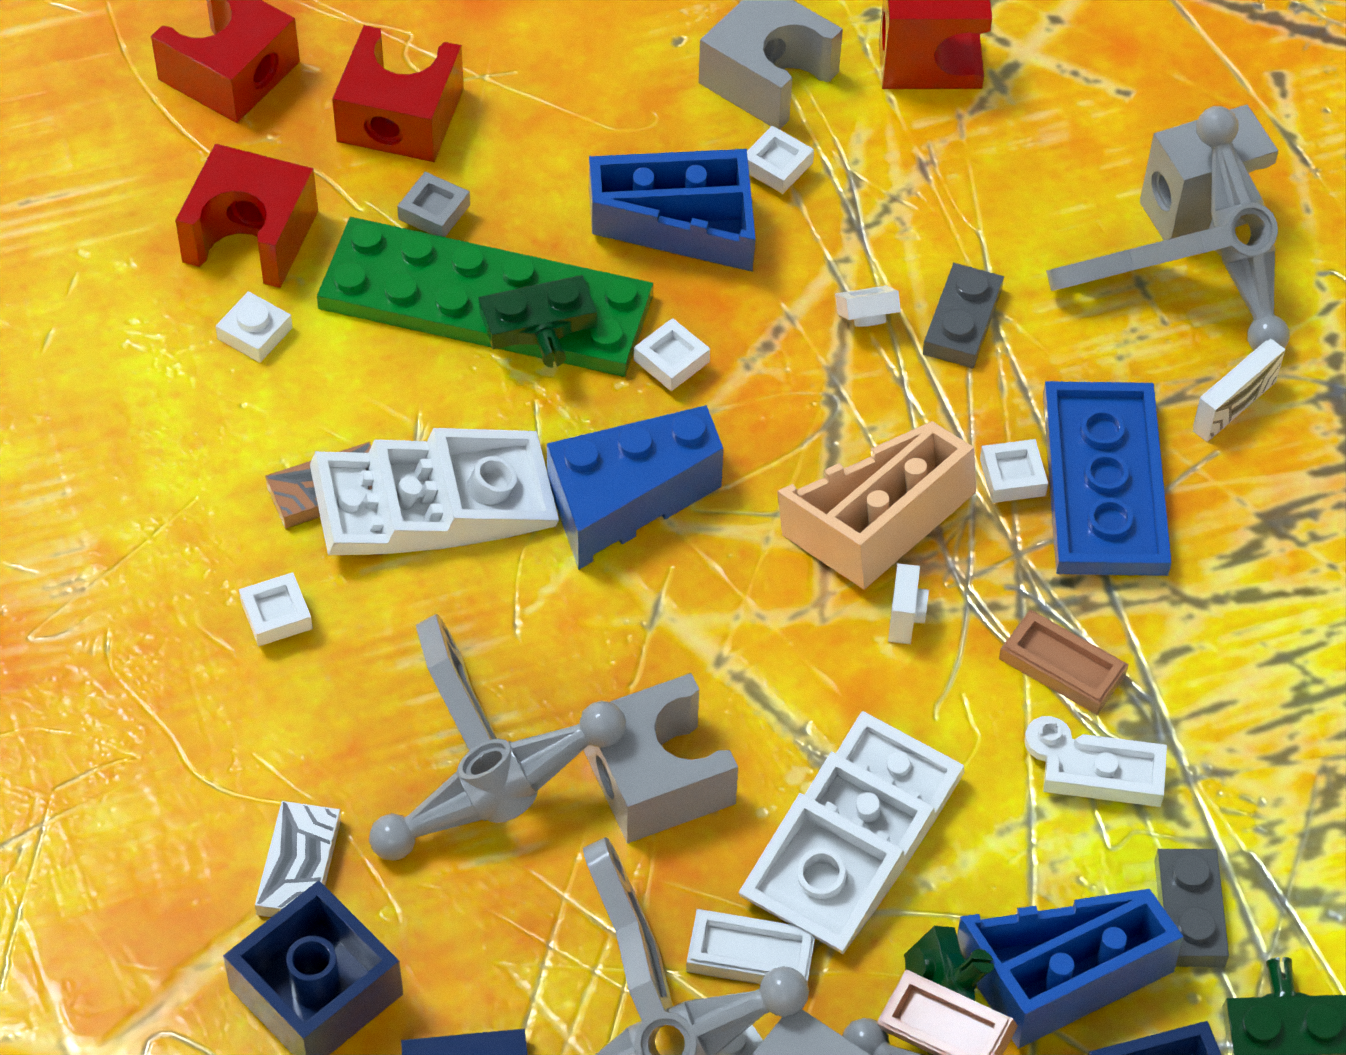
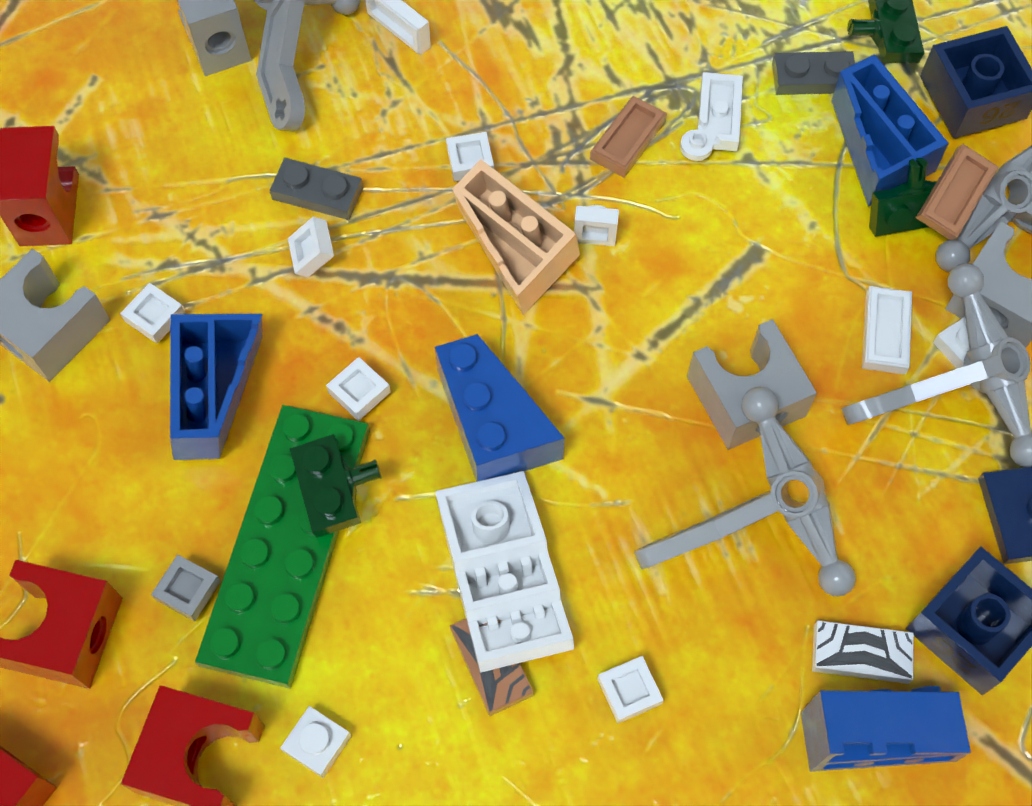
camera: 90 degrees left, 10 degrees up
(194, 847) = (884, 728): none -> blue wedge
(852, 832) = (790, 264): white slope -> none
(1106, 479) = (473, 99): blue plate -> none

